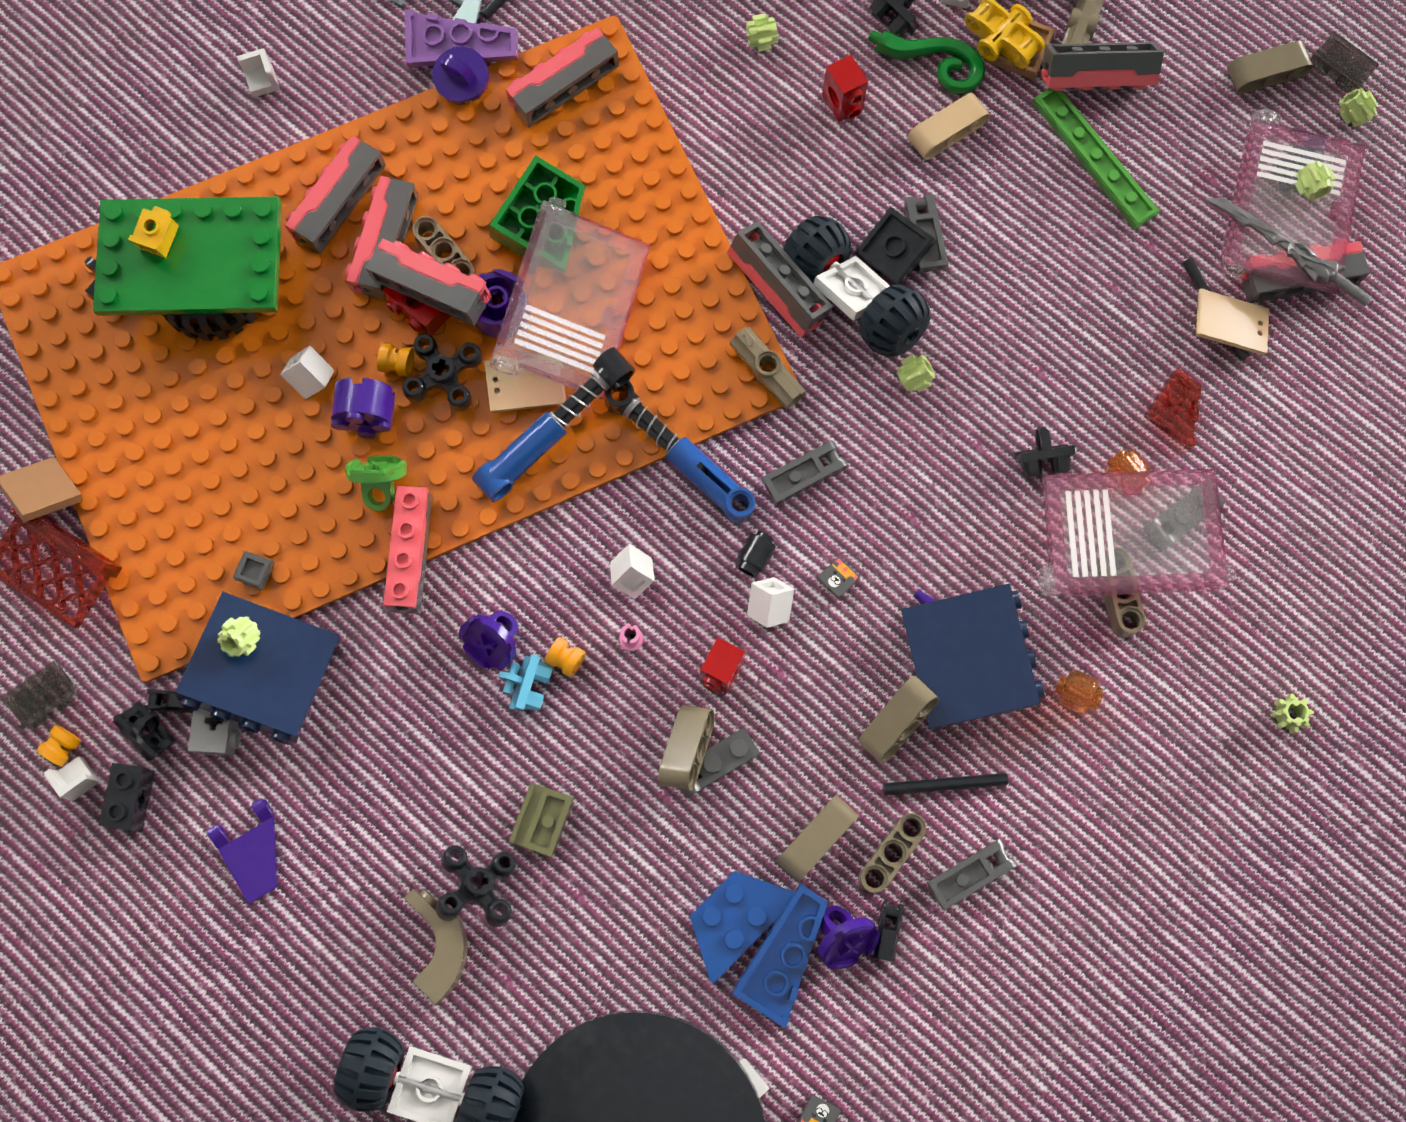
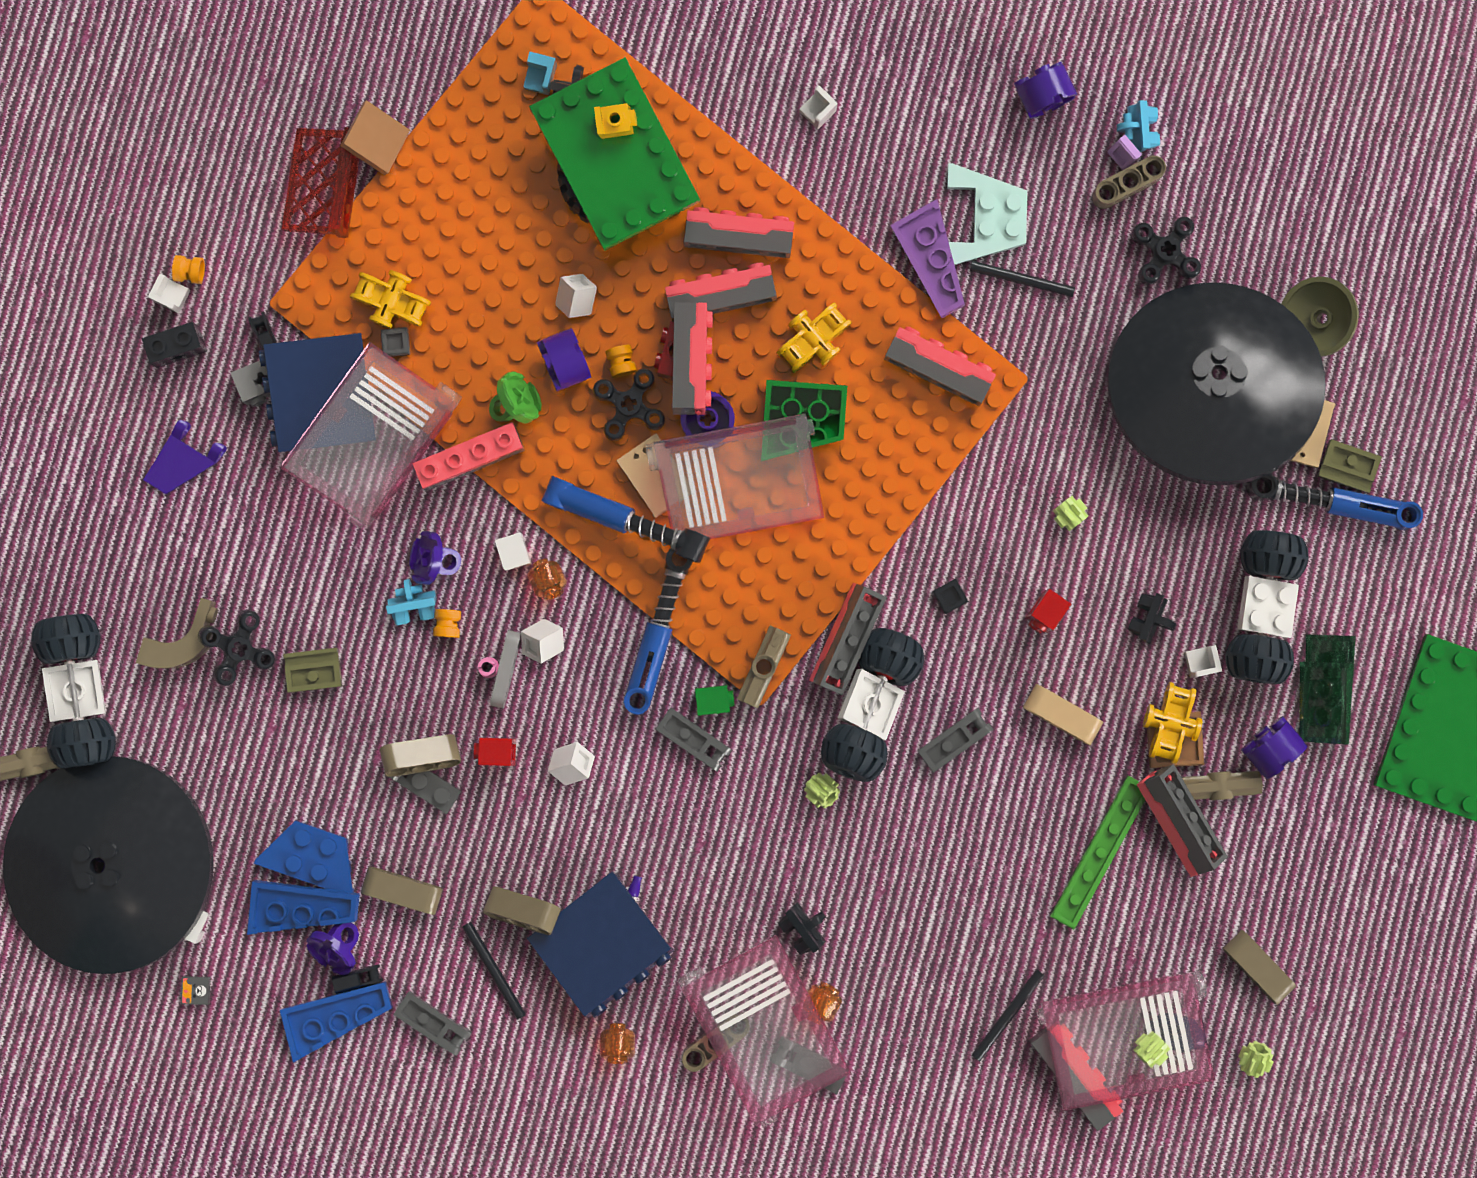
camera: 60 degrees right, 10 degrees up
(39, 695) = (218, 233): clear smoke bracket -> none
(71, 302) = (540, 73): none -> medium azure panel
(132, 726) = (230, 319): black hips -> none
(199, 559) = (390, 299): none -> yellow axle
(238, 636) = (328, 369): yellowish green gear -> none
(331, 636) = (370, 435): none -> clear door
(439, 243) = (734, 340): dark tan beam -> none
(460, 75) = (899, 279): dark purple tile -> none
(472, 174) = (814, 337): none -> yellow axle
(526, 554) = (513, 551): none -> white panel
(572, 536) = (547, 579): none -> clear orange head
(645, 623) = (506, 669): none -> light grey beam
(755, 554) = (604, 732): black brick -> none
(775, 434) = (714, 700): none -> green brick
(785, 175) = (950, 596): none -> black tile
(838, 577) = (619, 808): dark grey tile -> none
(895, 246) = (926, 720): black plate -> none
(900, 48) = (1117, 637): green plant -> none
(905, 846) = (404, 956): dark tan beam -> none
(915, 991) = (325, 1019): none -> blue wing
(1177, 408) = (900, 1018): clear red wing -> none
(1232, 322) = (999, 1033): container -> none
(1305, 258) = (1080, 1063): flat silver sword -> none
(1343, 63) = (1294, 1029): clear smoke bracket -> none

